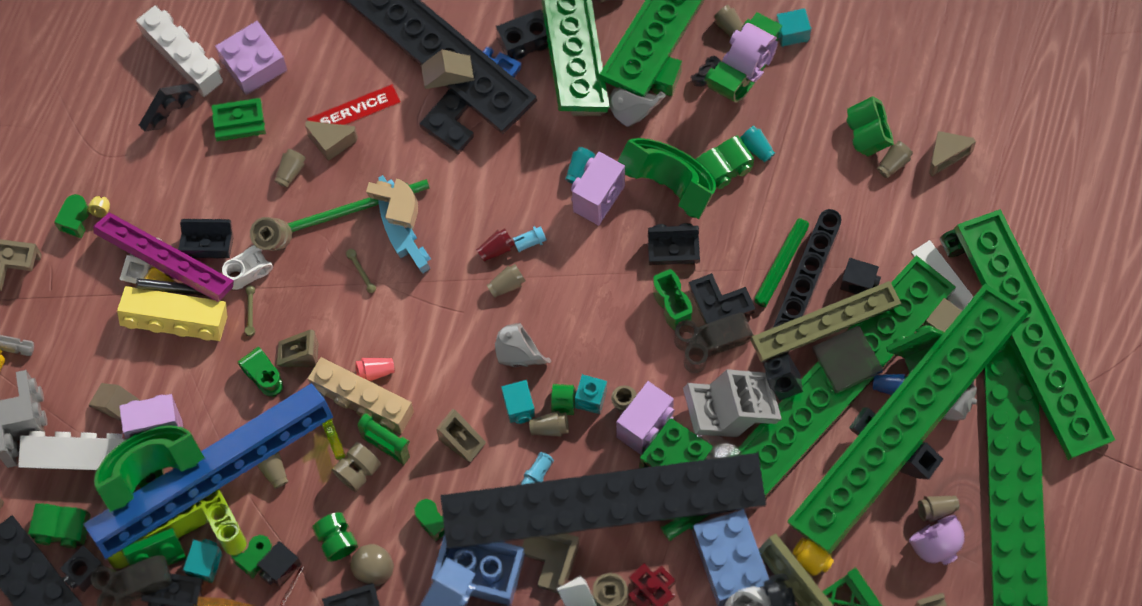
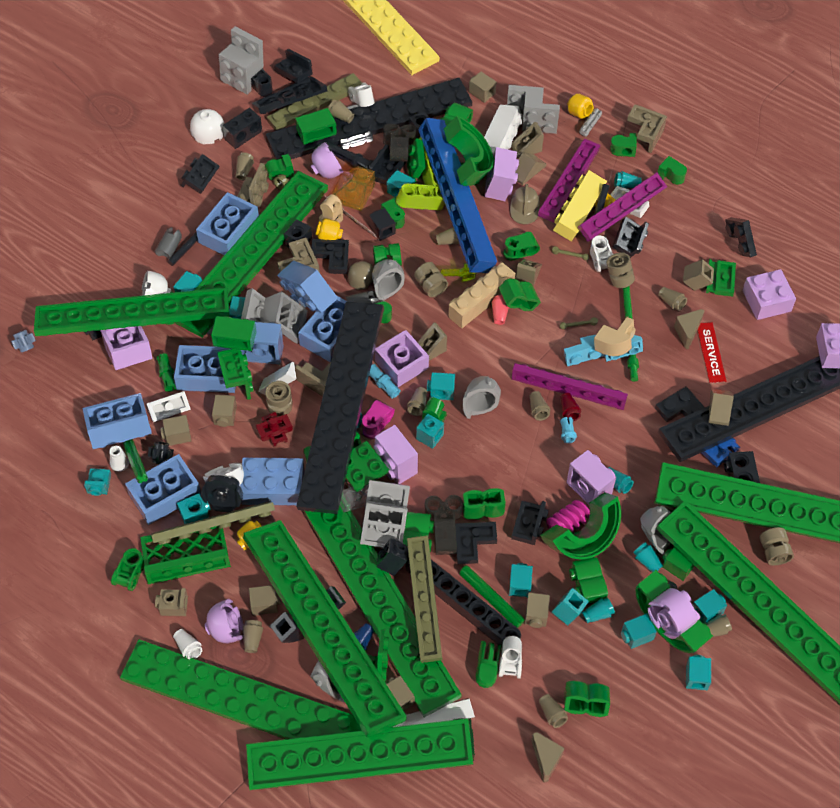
camera: 105 degrees right, 10 degrees down
(43, 287) = (624, 145): none -> green leg
(73, 412) = (529, 141): none -> dark tan slope
(99, 206) = (677, 187): light yellow hinge -> none
(106, 269) = (626, 180): none -> teal cone
(126, 342) = (568, 180): none -> magenta plate
(179, 50) = (786, 253): white brick -> none
(189, 388) = (525, 205): none -> dark tan piece
(248, 143) = (698, 275): none -> dark tan brick
(349, 346) = (519, 294): none -> green brick
(372, 524) = (387, 278): none -> light grey helmet
(383, 439) = (438, 301): green plate -> none
(417, 548) = (365, 297): none -> dark grey piece
(465, 263) = (563, 384): none -> magenta plate
(497, 459) = (401, 358): none -> lavender brick
(589, 462) = (376, 419): none -> dark pink piece
(622, 397) = (418, 444): dark tan cone -> none
(656, 204) = (570, 516): none -> dark pink piece
(669, 112) = (648, 557): none -> teal cone
(710, 33) = (710, 606): none -> teal brick
(741, 359) = (418, 525): none -> green brick
(752, 234) = (520, 580): none -> teal brick
(767, 97) = (638, 631): none -> teal brick
(769, 170) = (570, 606): none -> teal brick
(783, 206) = (537, 610): none -> dark tan brick
(847, 359) = (391, 608): clear smoke tile -> none
(856, 214) = (511, 657): none -> white piece
(859, 276) = (457, 645): black brick -> none
(868, 239) = (487, 668): none -> green arm
(890, 510) = (264, 600): none -> dark tan brick
(978, 576) = (187, 644): none -> white cone

